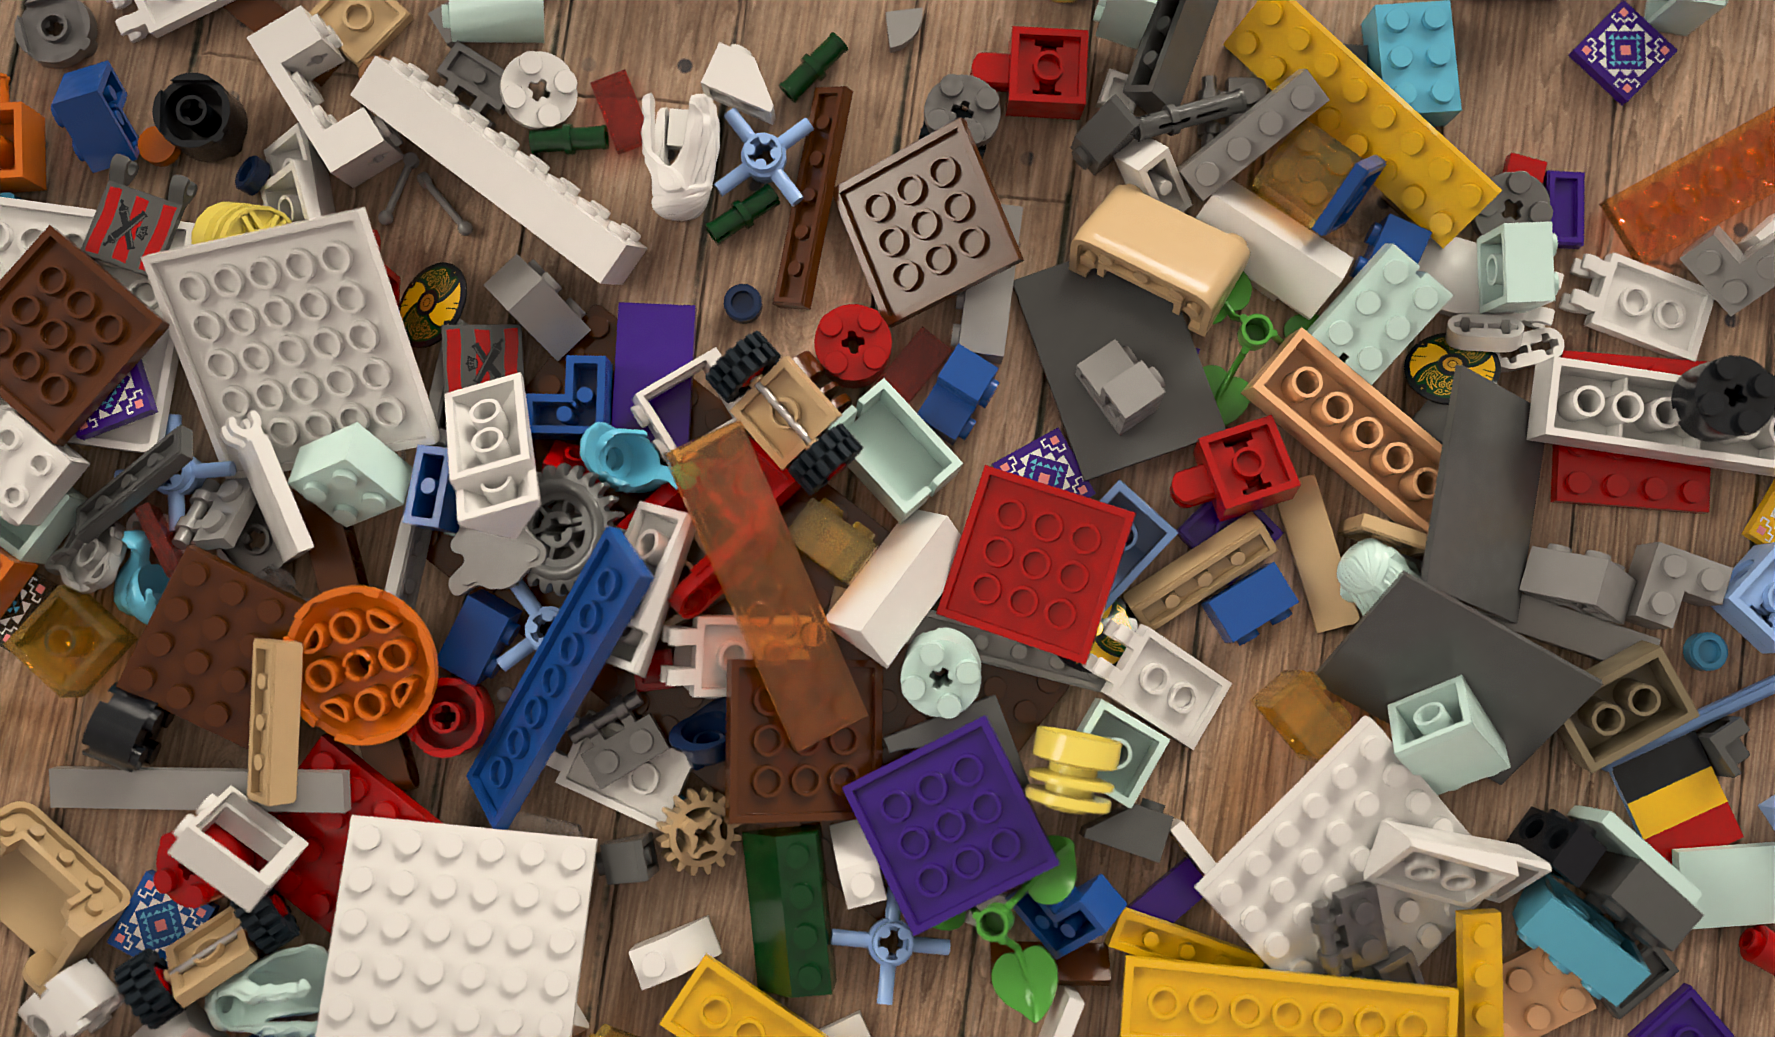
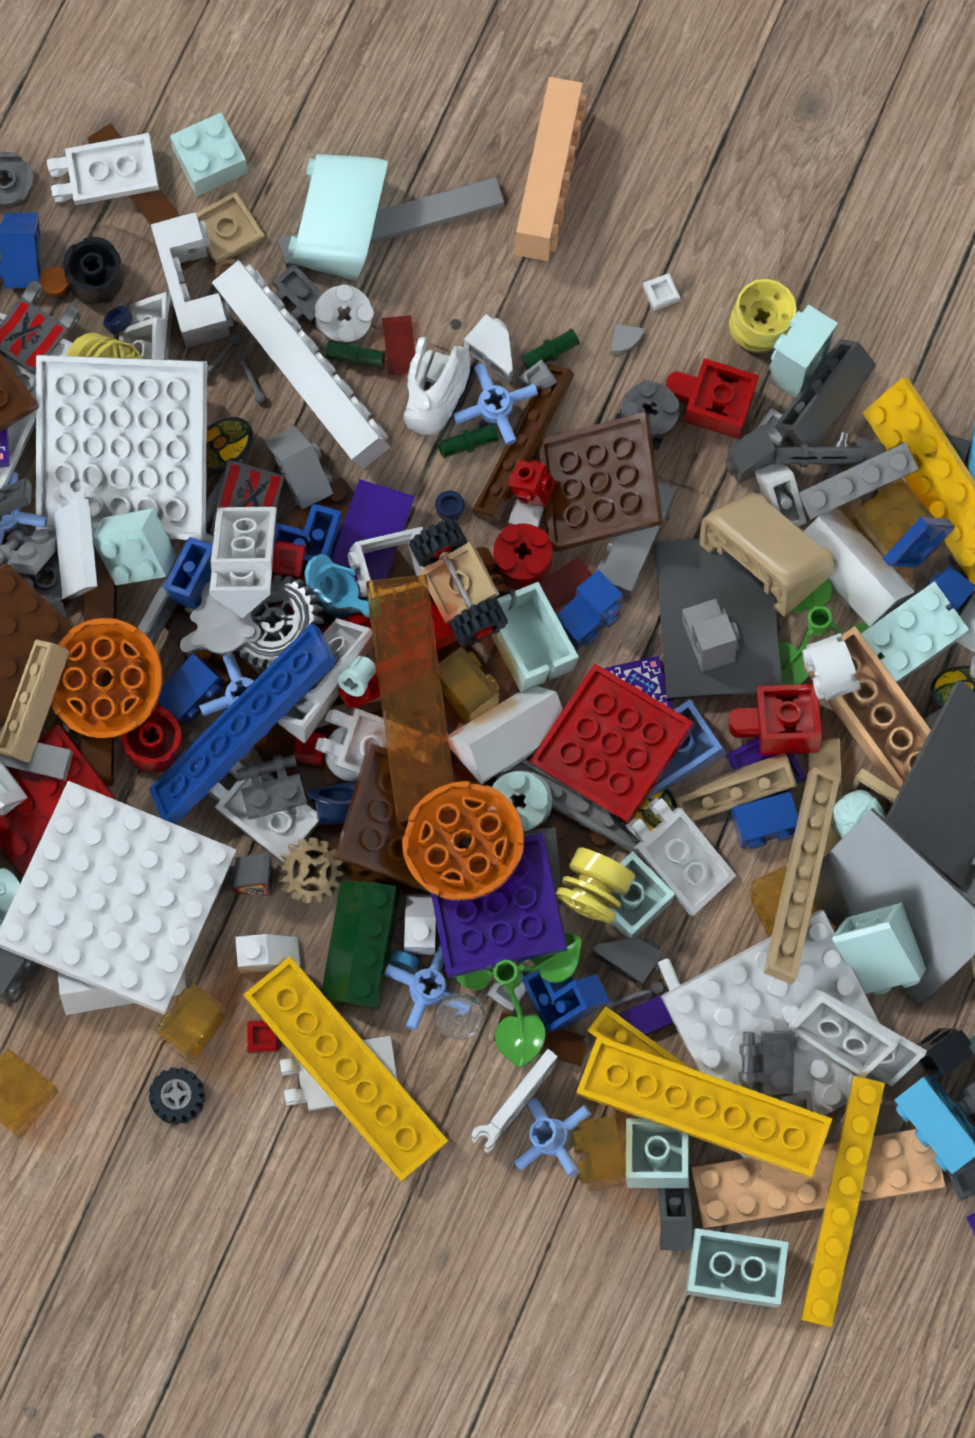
camera: 20 degrees right, 10 degrees down
(554, 439) = (288, 558): none -> red plate
(688, 582) = (356, 677): none -> light aqua bush
(808, 105) = (539, 375): none -> light grey tile
(839, 249) = (532, 483): none -> red brick
(841, 288) = (526, 514): none -> white tile
(841, 913) = (404, 961): none -> dark azure tile
(848, 768) = (459, 813): none -> orange brick
(940, 967) = (463, 1005): none -> clear piece
(1172, 853) = (657, 988): none -> light grey hinge
(1295, 394) = (831, 667): none -> white brick
(1332, 685) = (801, 876): none -> tan plate

